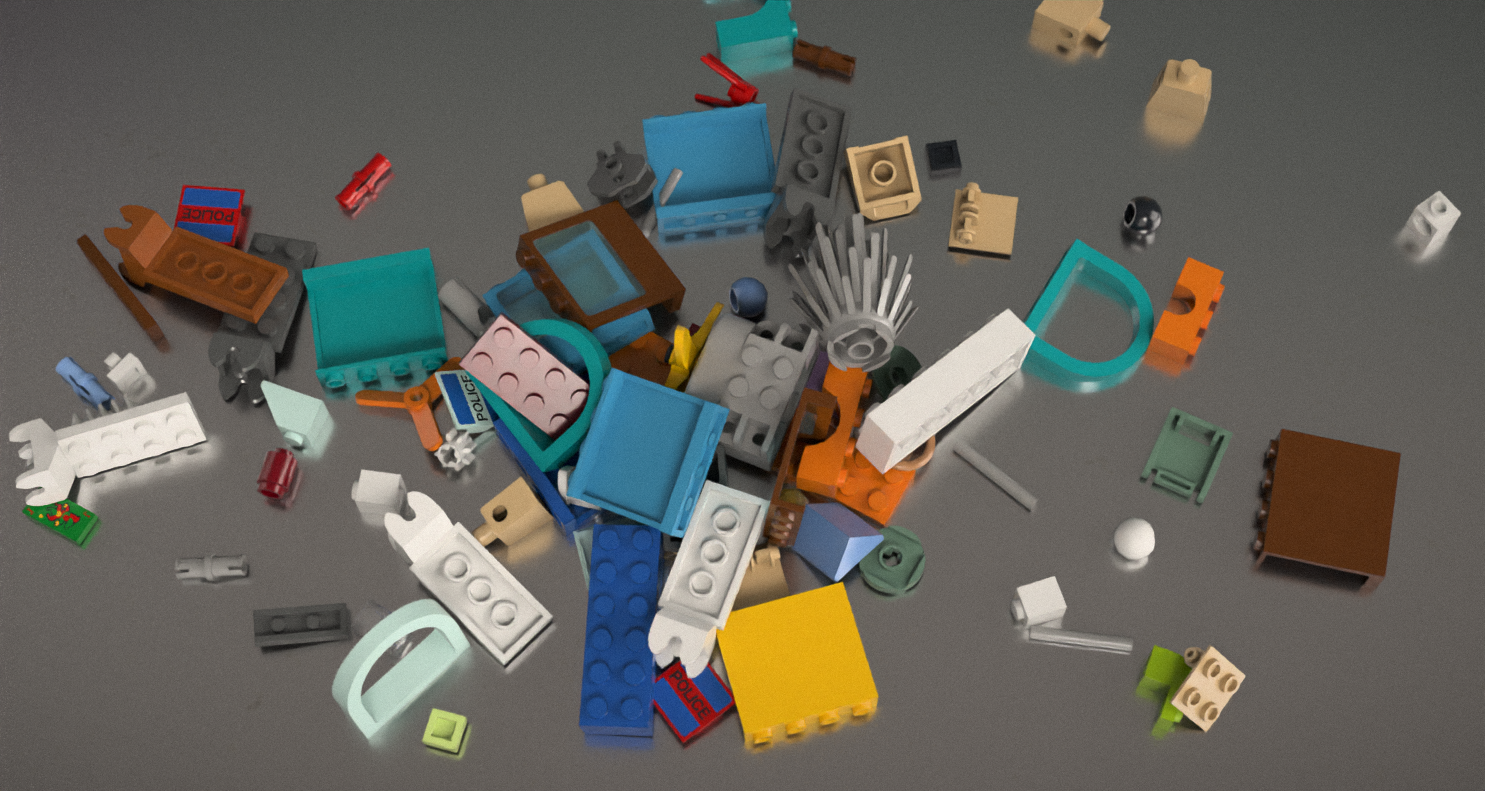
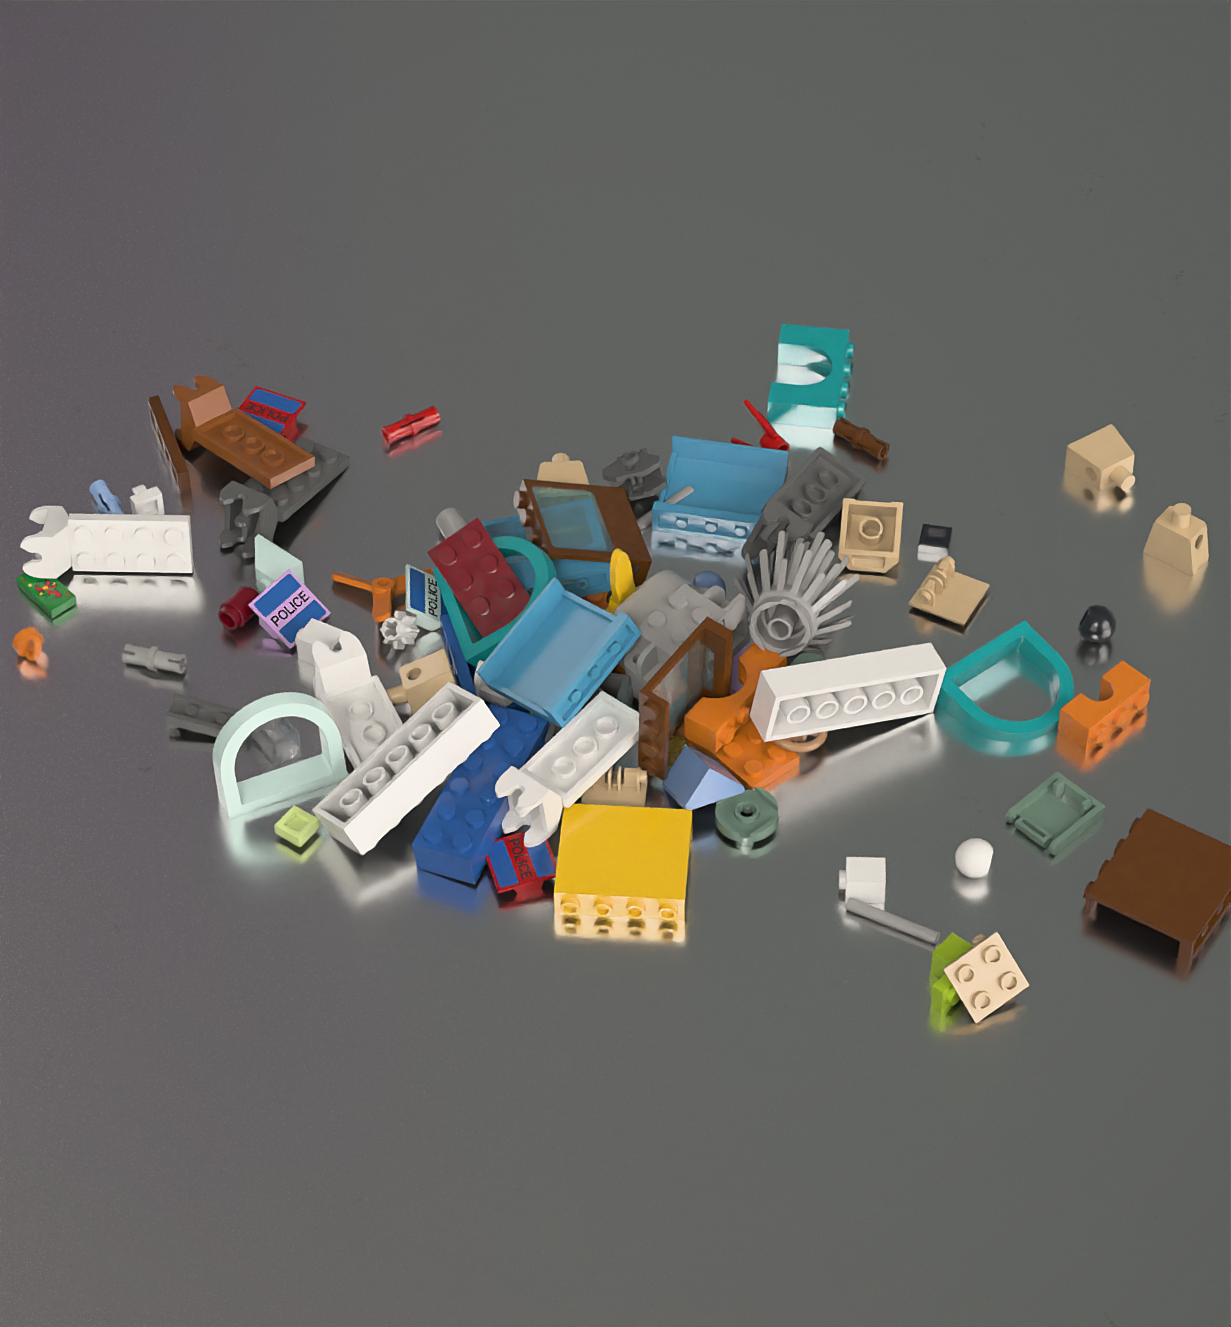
camera: 20 degrees right, 20 degrees down
(68, 590) = (28, 643): none -> orange tile
(330, 460) = (287, 608): none -> piece
(376, 317) = (376, 520): teal panel -> none
(539, 639) = (406, 768): none -> white brick
(995, 474) = (871, 781): light grey bar -> none

